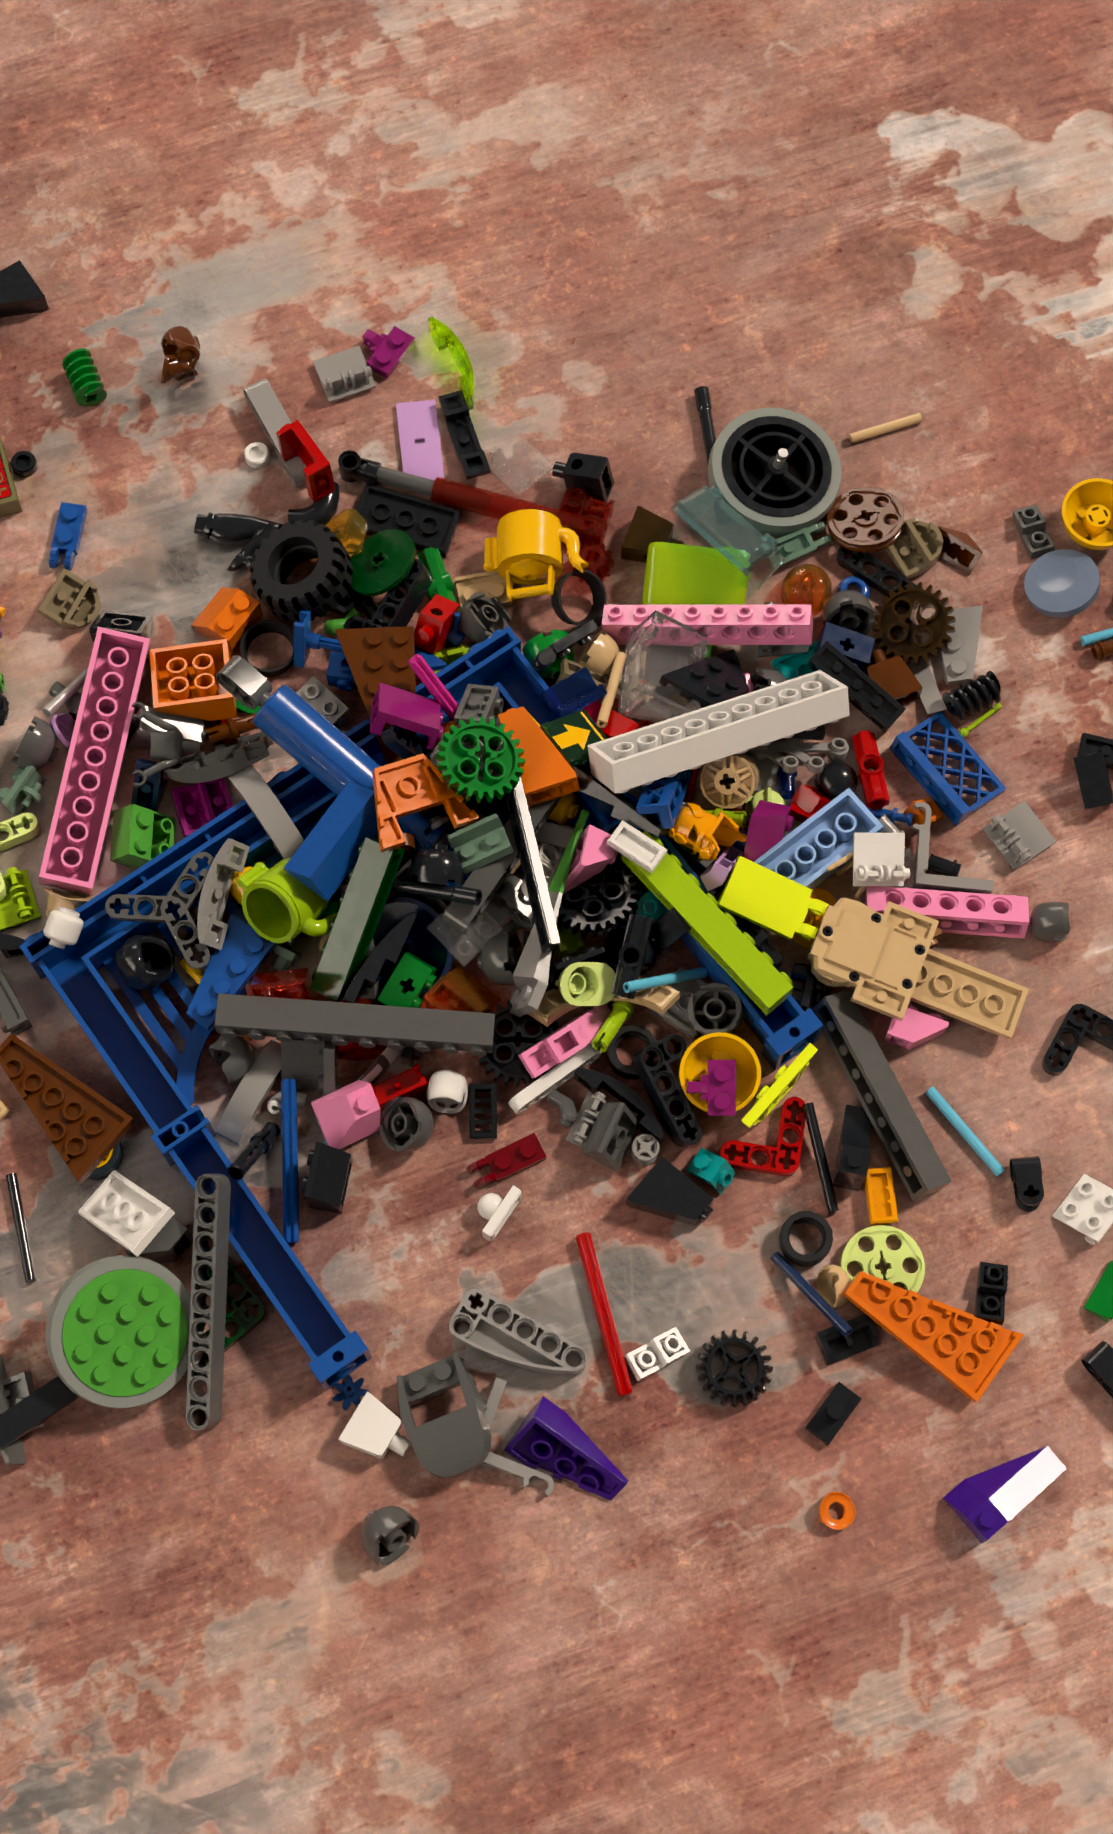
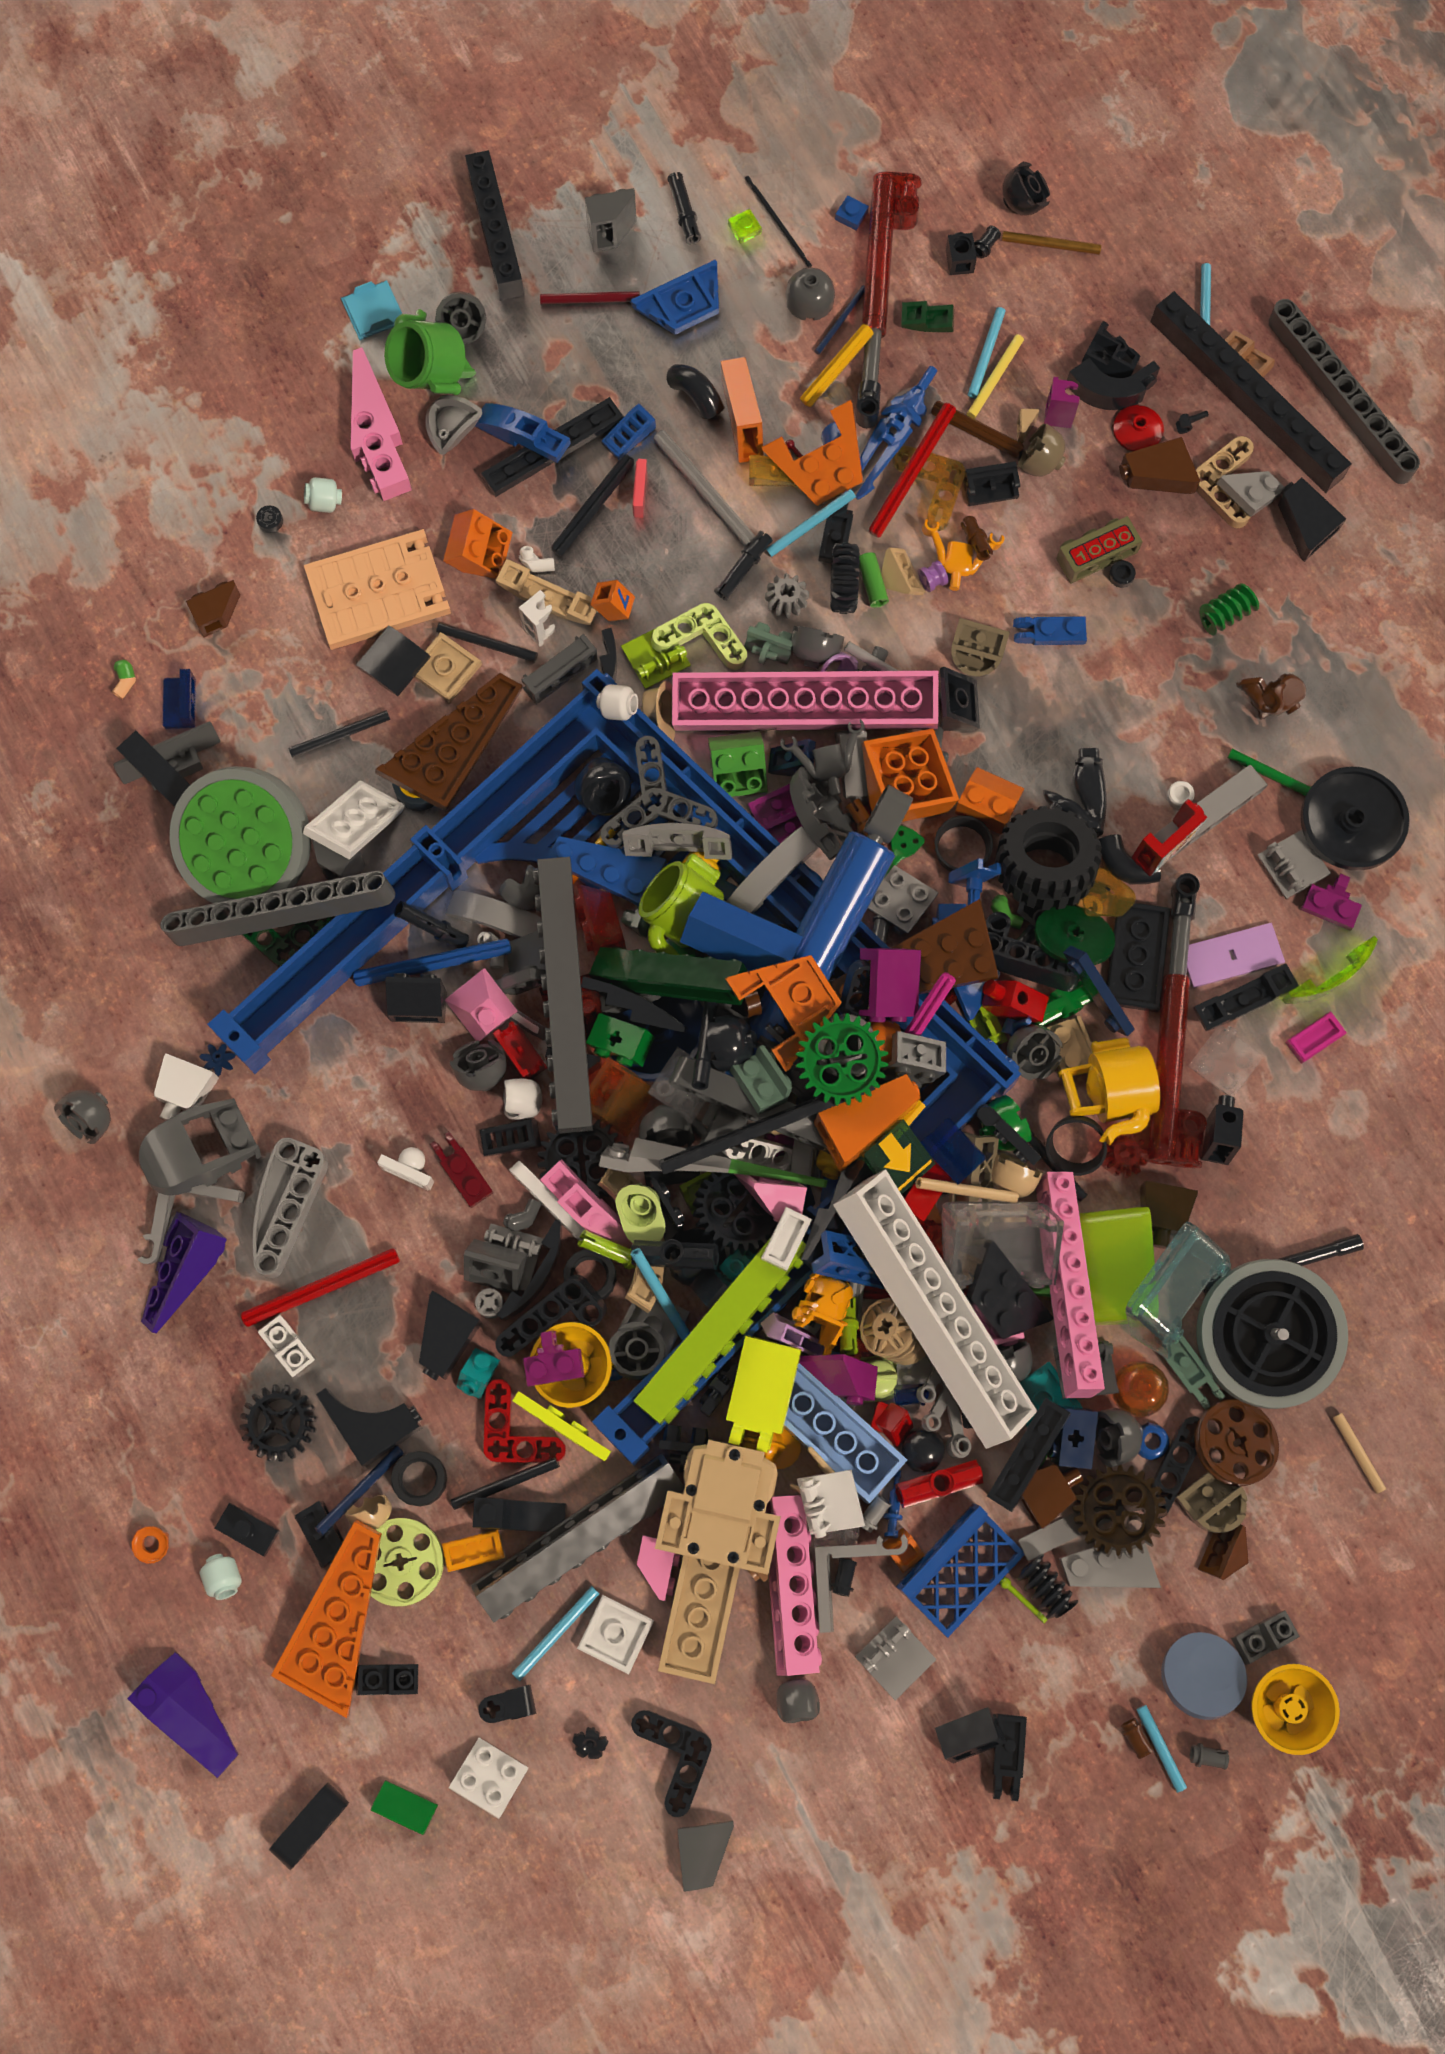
camera: 80 degrees right, 5 degrees up
(257, 370) = (1269, 772): none -> green bar
(313, 313) = (1354, 818): none -> black dish
(440, 548) = (1083, 967): none -> dark blue plate
(510, 388) = (1316, 1037): none -> dark pink tile
(756, 1279) = (371, 1433): none -> black arch
(877, 1441) = (220, 1577): none -> light aqua head
(971, 1077) = (615, 1634): none -> white tile
(1069, 1112) = (590, 1743): none -> black plant

